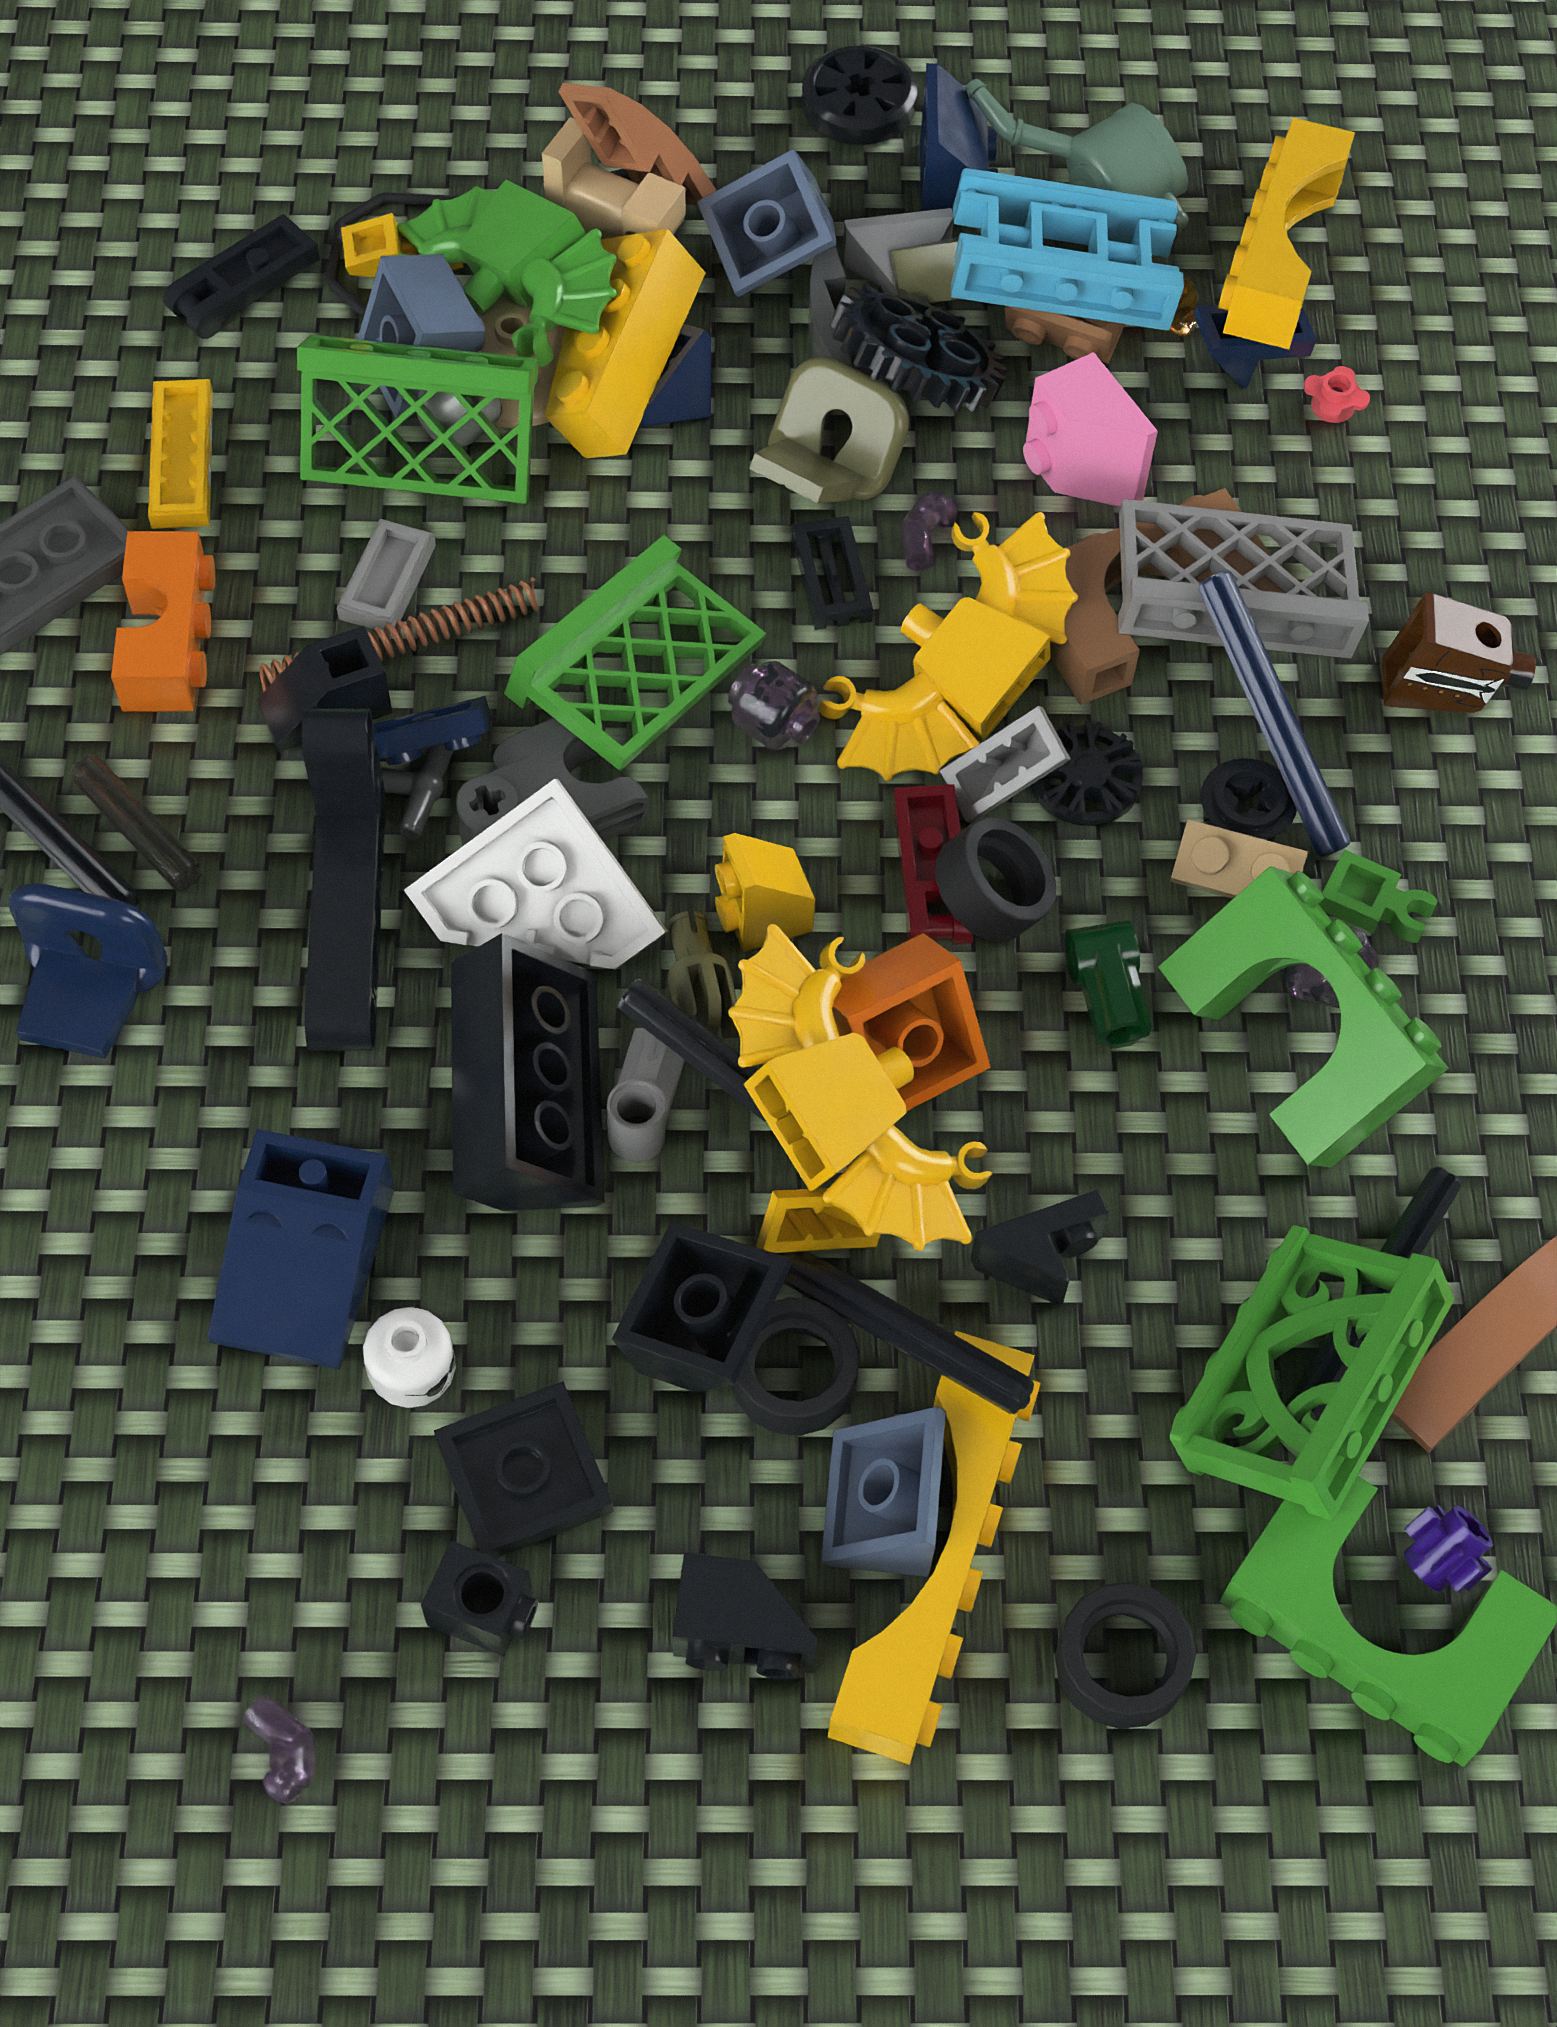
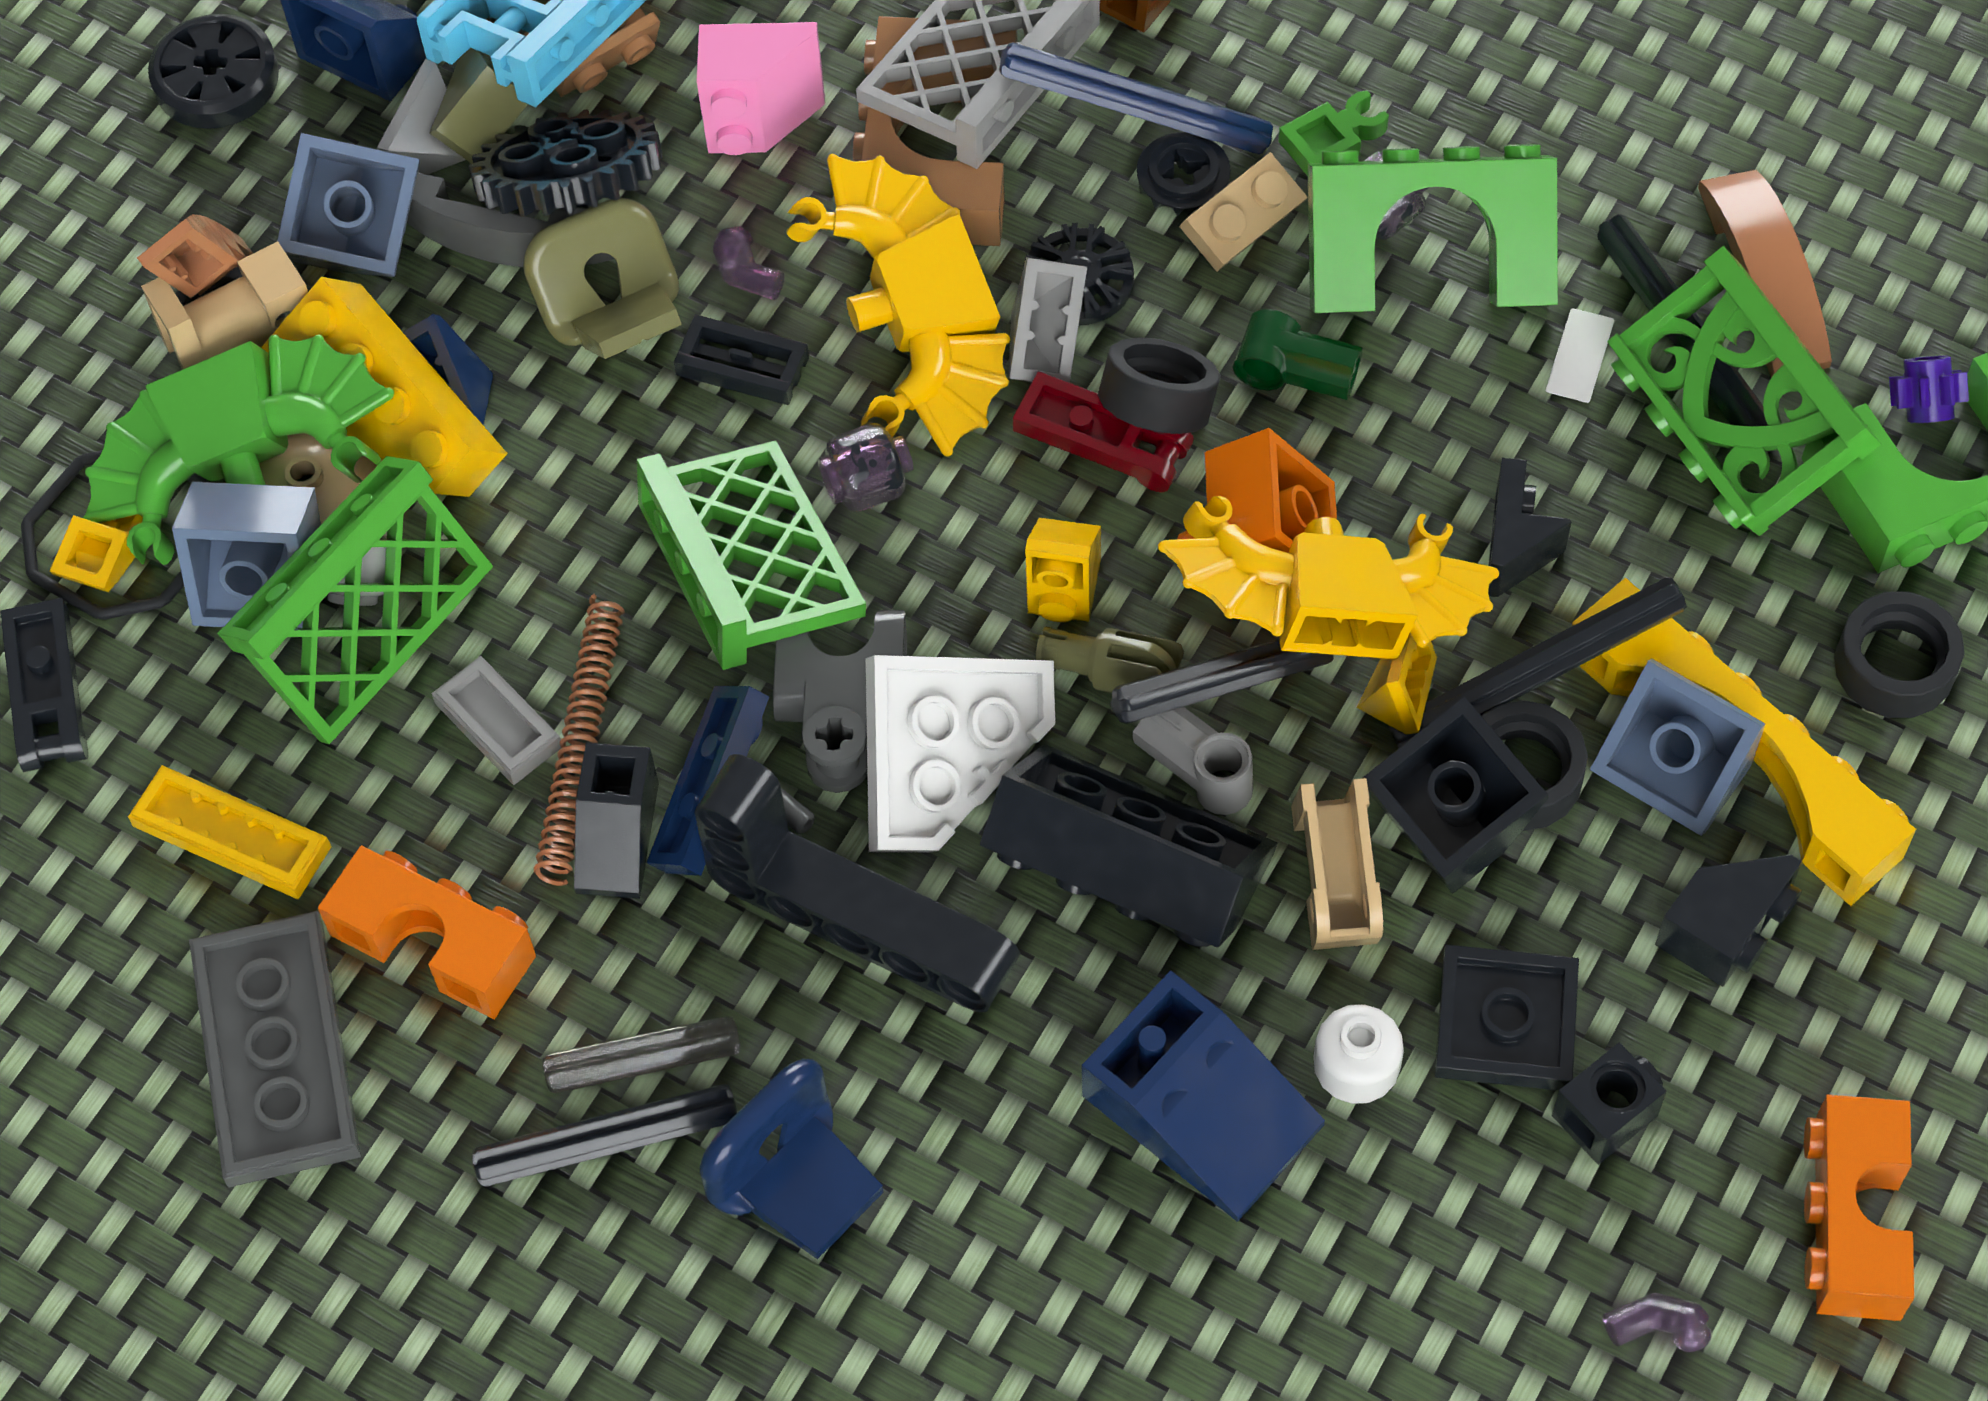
camera: 55 degrees left, 0 degrees up
(423, 1893) = (1856, 1263): none -> orange arch
(583, 1248) = (1344, 894): none -> tan piece
(1268, 1223) = (1580, 355): none -> white sticker

